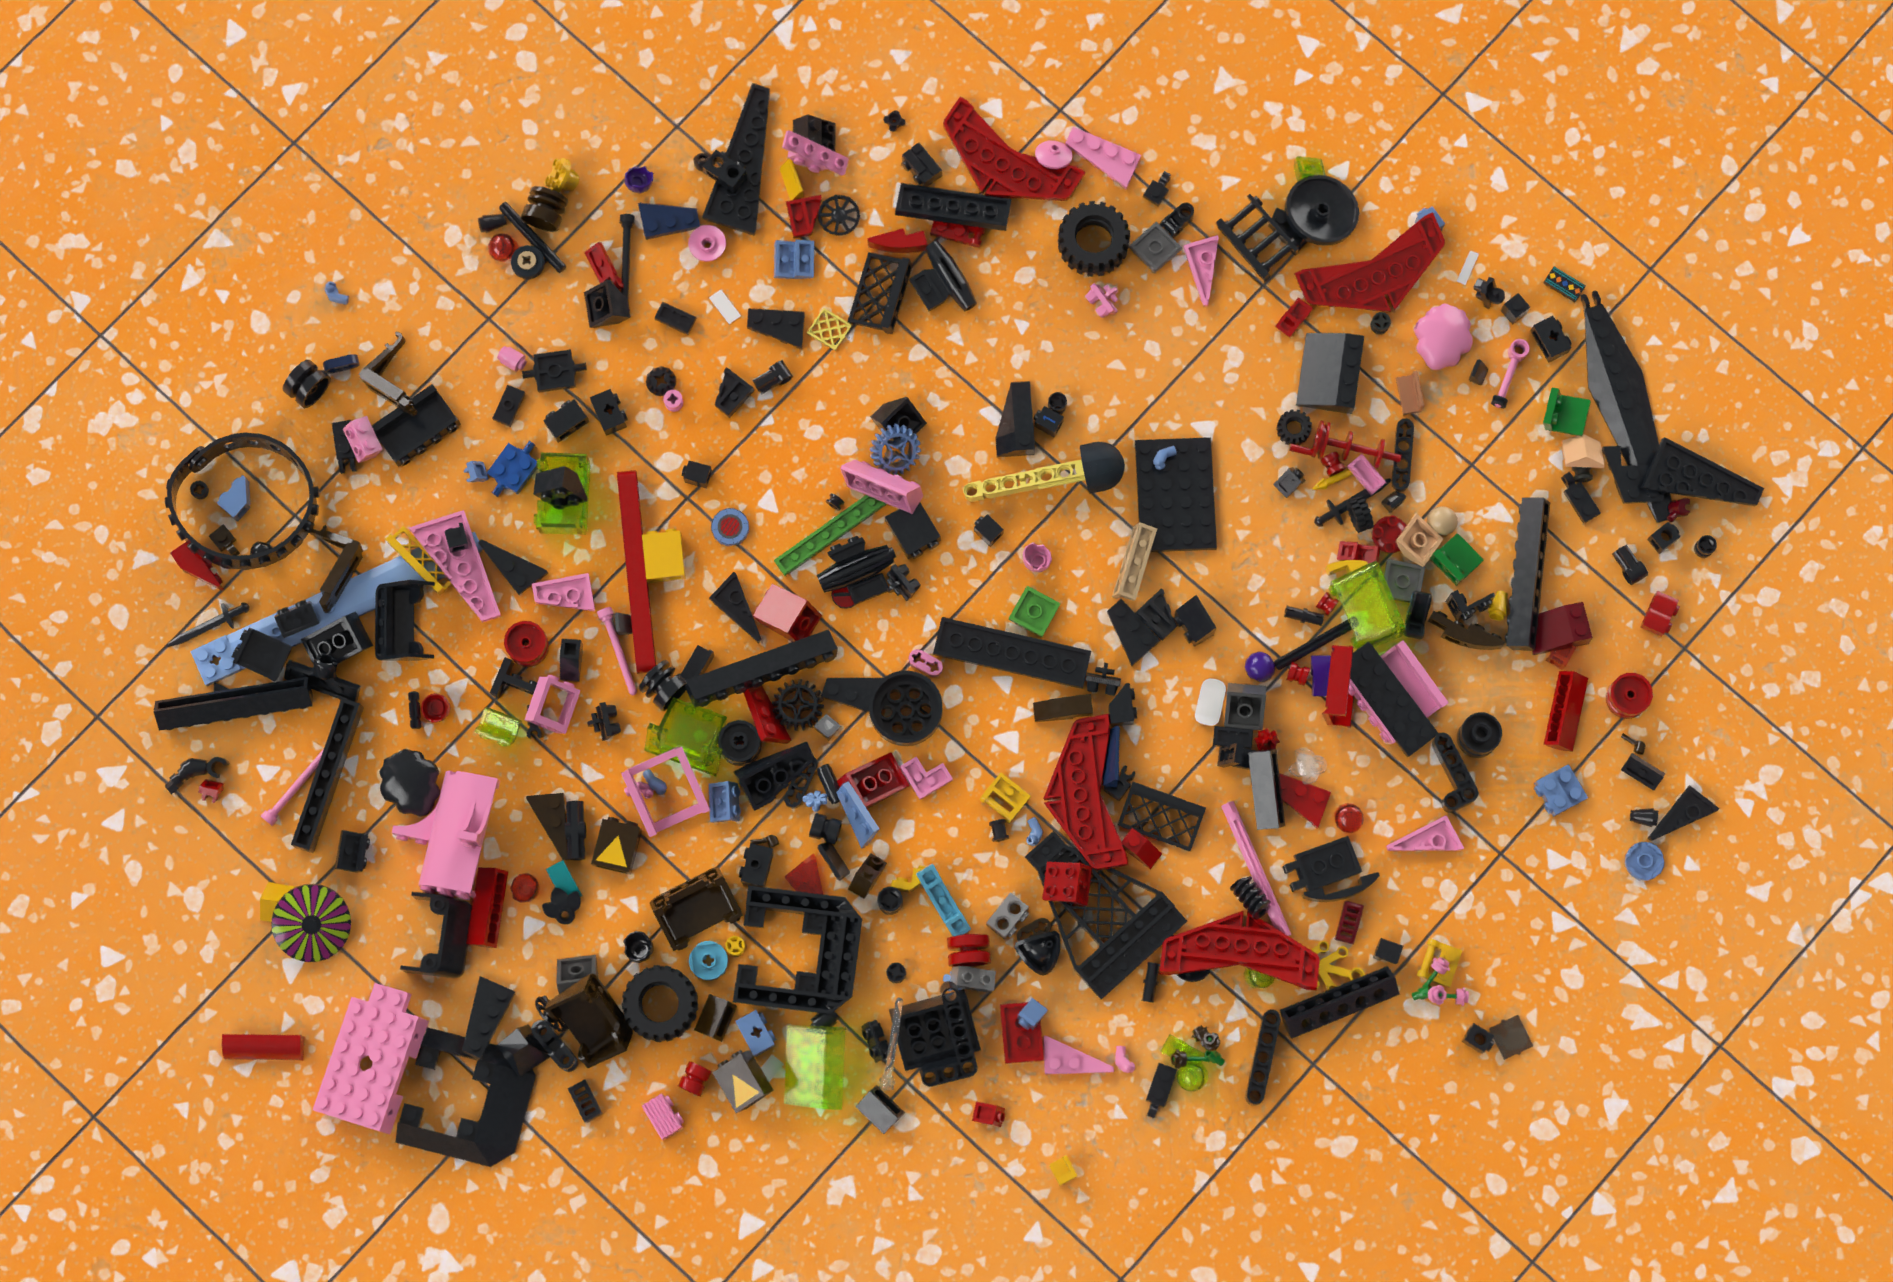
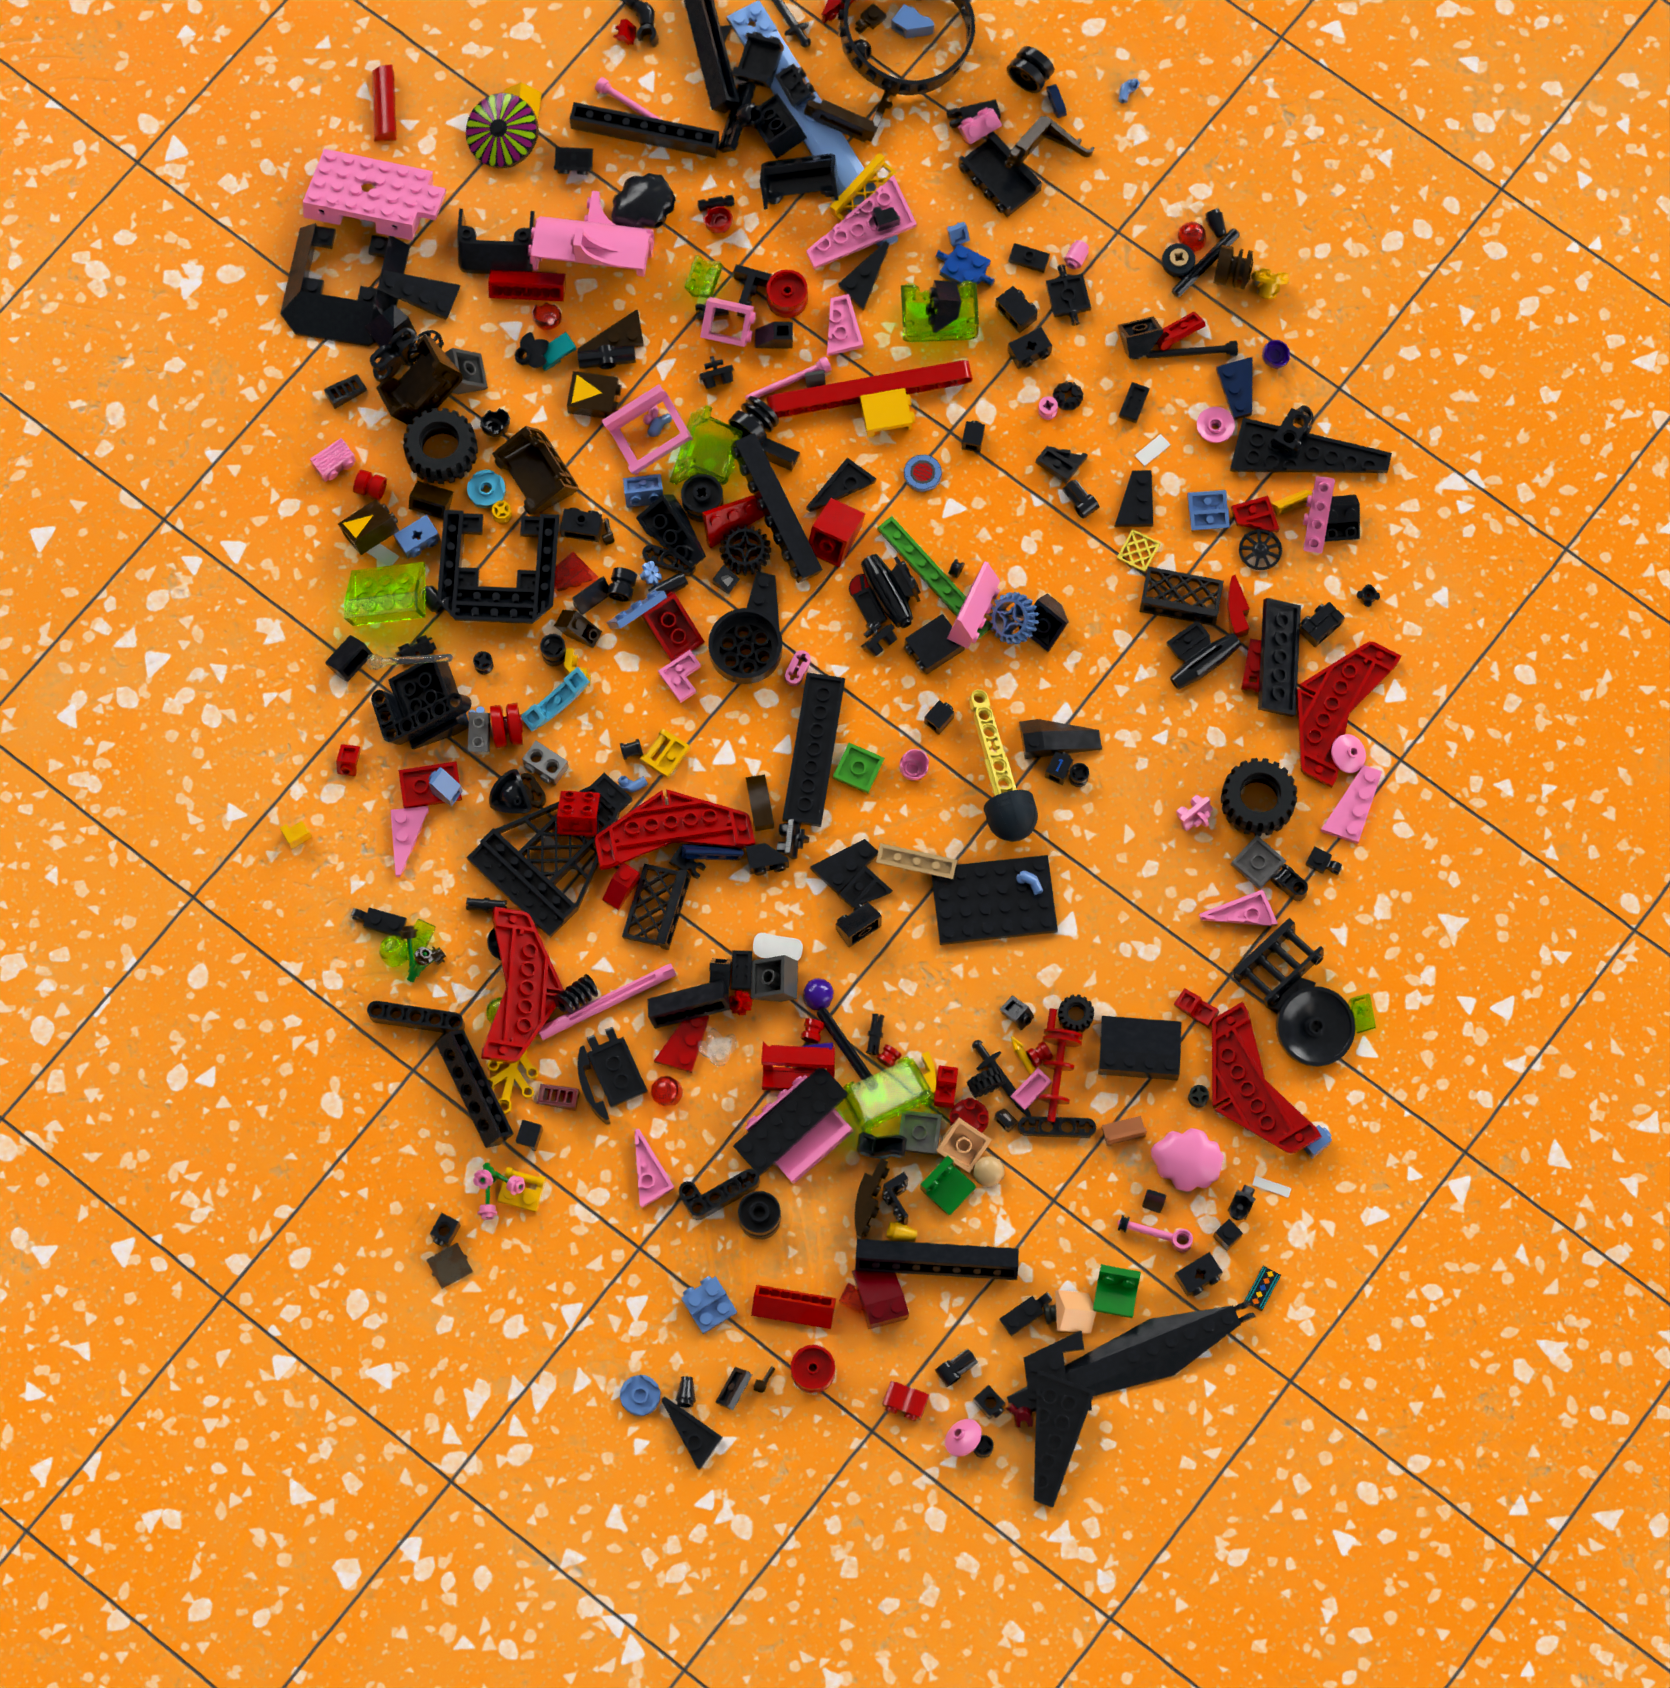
camera: 85 degrees right, 5 degrees down
(1122, 1062) = (405, 883): bright pink arm -> none
(1700, 555) = (963, 1437): none -> bright pink dish

